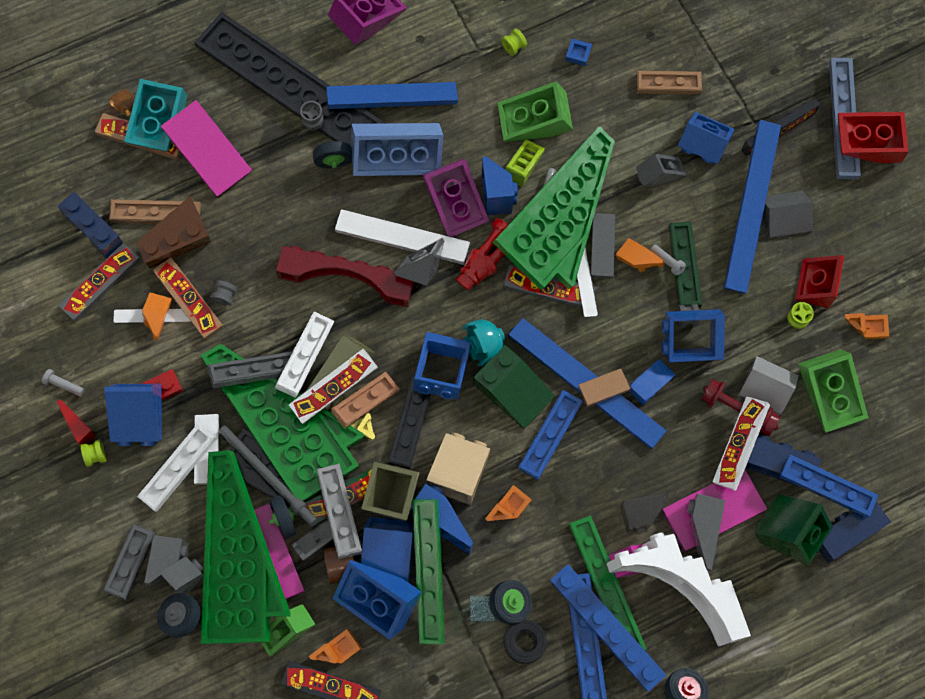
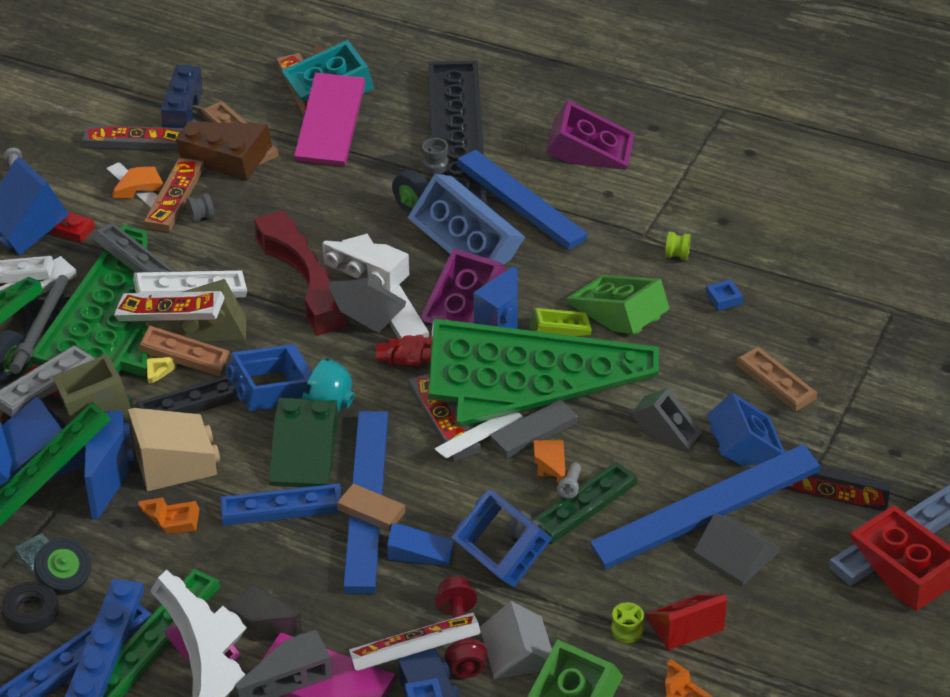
camera: 55 degrees right, 30 degrees down
(388, 228) = (368, 261): none -> white slope

